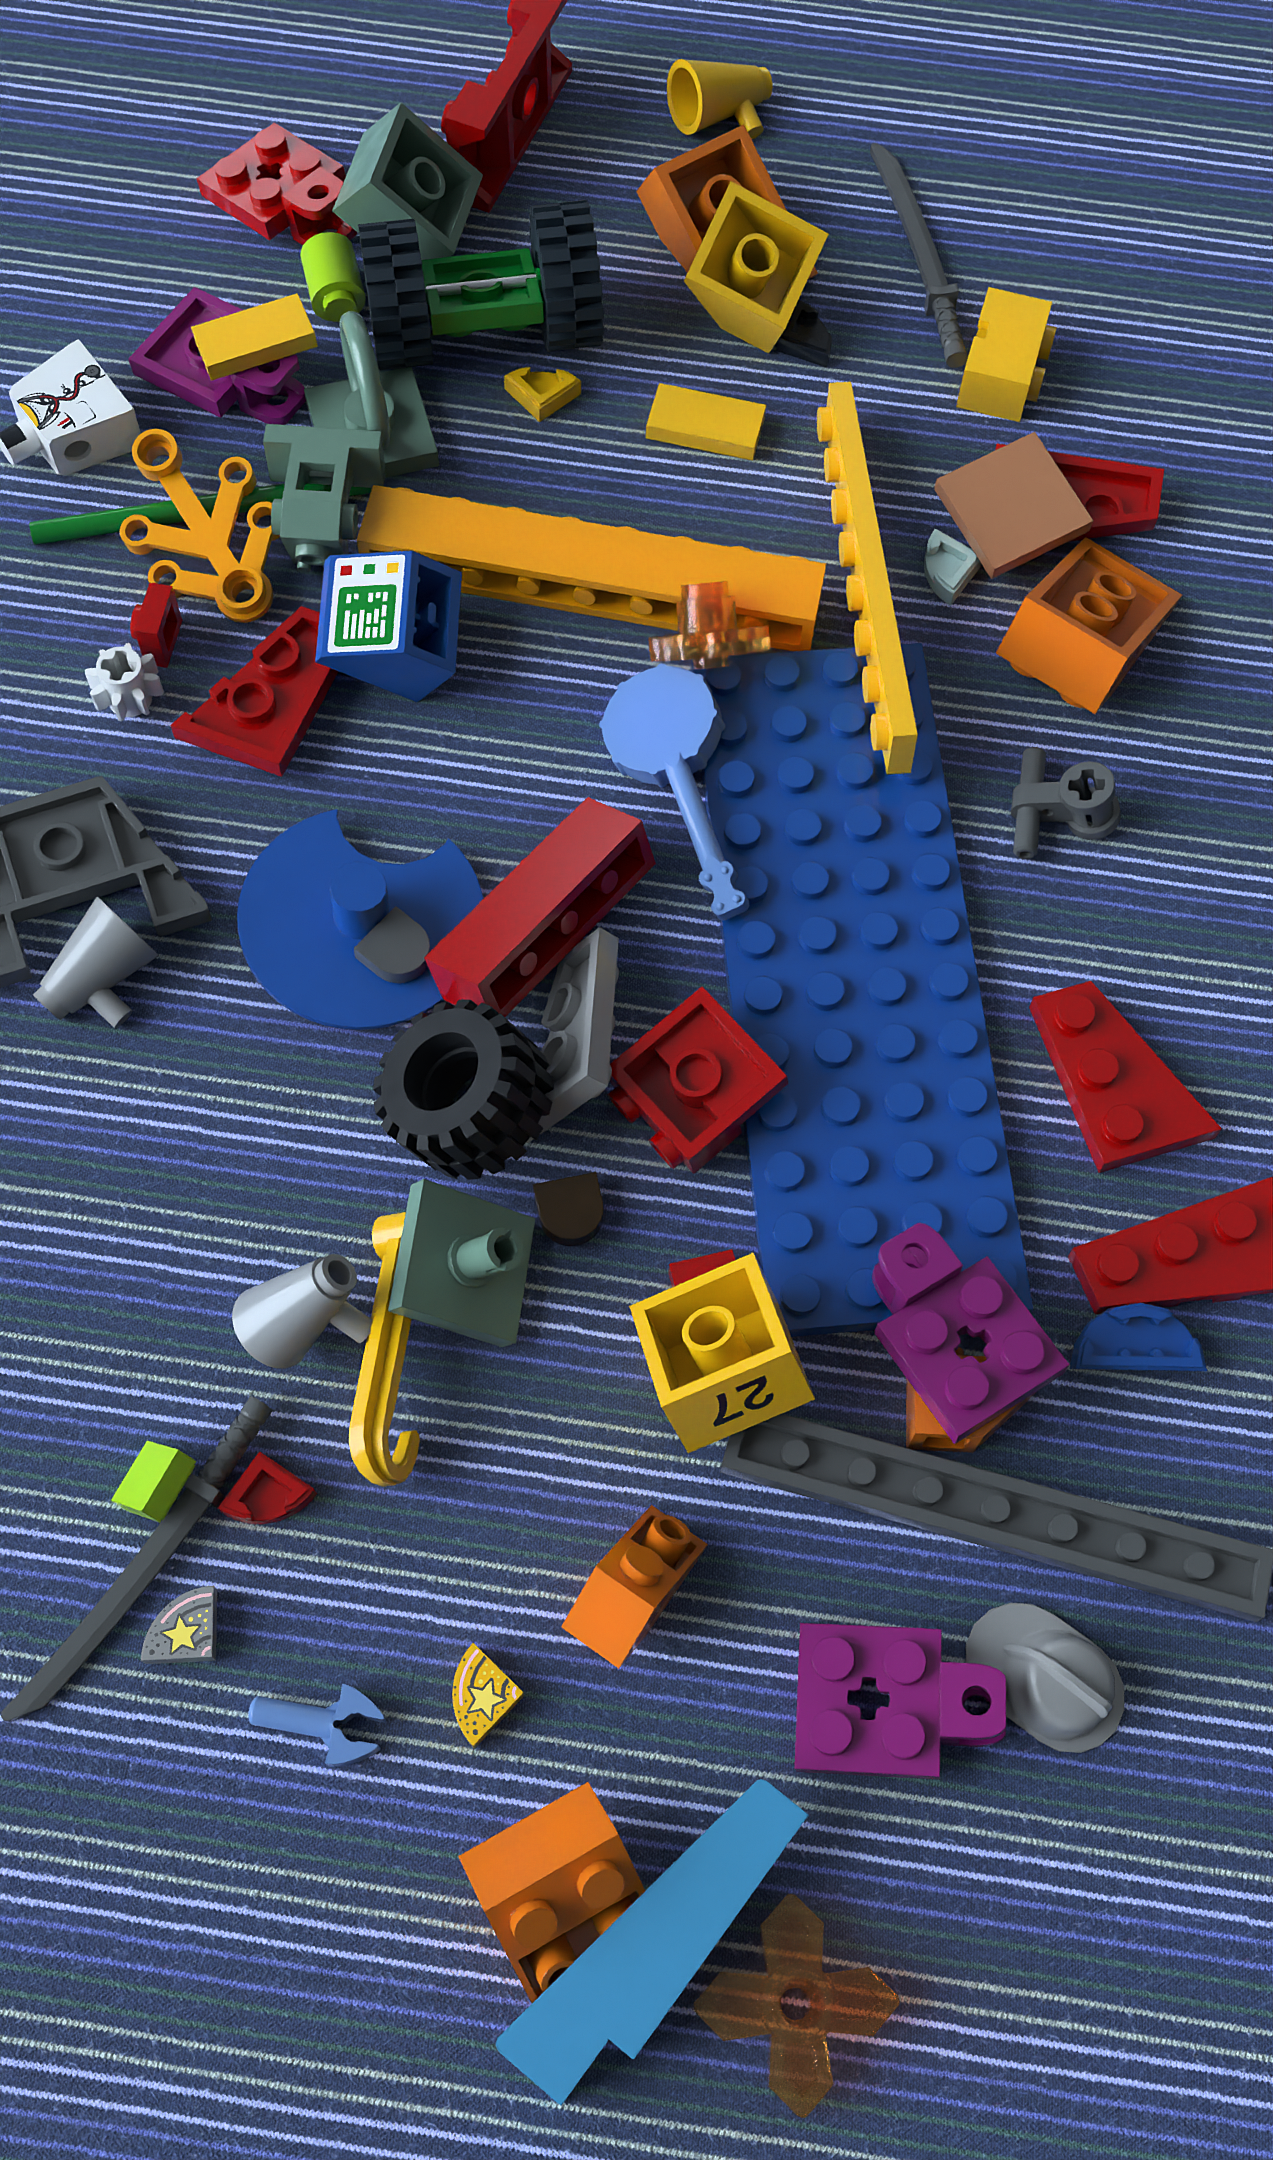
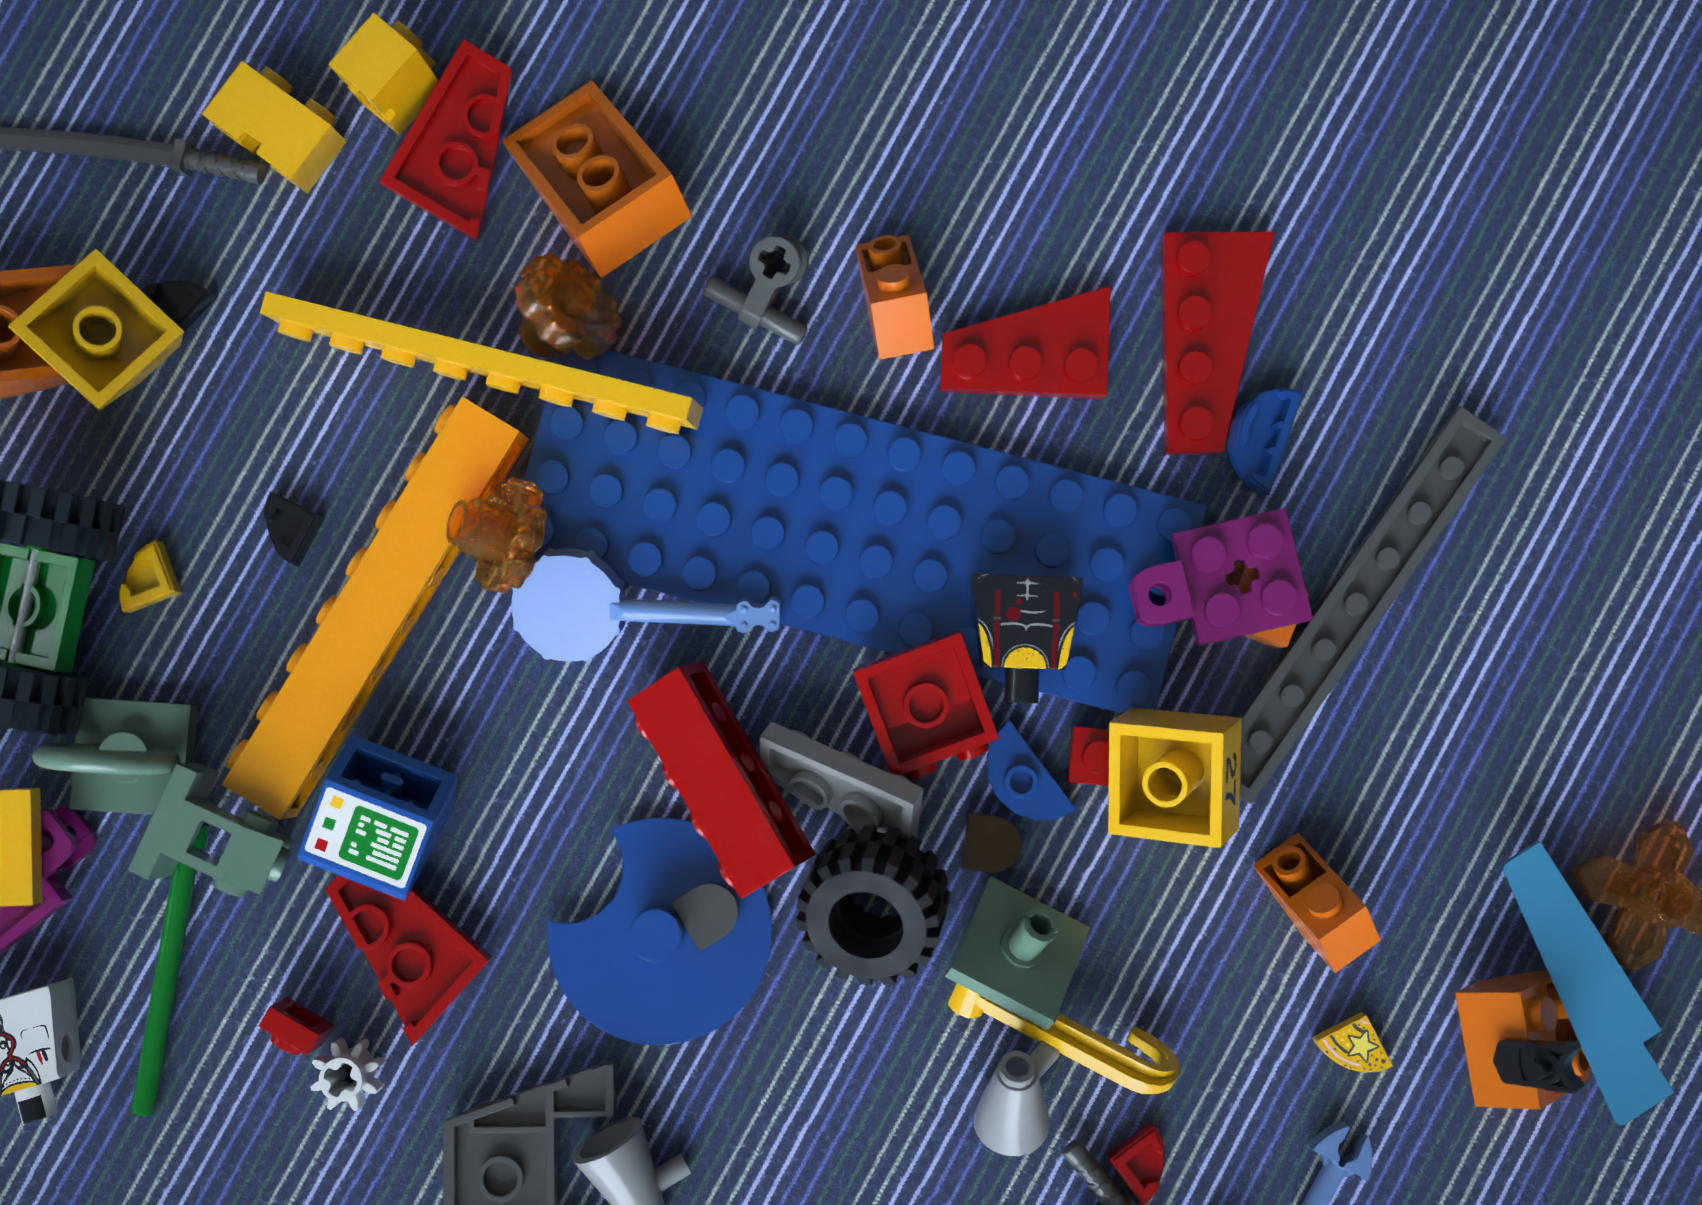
camera: 65 degrees left, 20 degrees up
(206, 536) = (211, 950): light orange plant -> none
(539, 1883) = (1538, 1064): none -> black piece
(637, 484) = (290, 527): none -> black tile
(652, 1219) = (1022, 780): none -> blue plate
(705, 421) = (243, 438): yellow tile -> none
(820, 1142) = (1024, 627): none -> black torso
(922, 1707) = (1471, 715): magenta plate -> none
(948, 566) = (483, 276): light aqua tile -> none
(952, 626) = (565, 309): none -> clear orange plant
(1013, 505) = (453, 195): nougat tile -> none
(1056, 1678) = (1481, 616): light grey piece -> none
(1101, 405) = (387, 71): none -> yellow brick
(1105, 918) = (895, 296): none -> orange slope

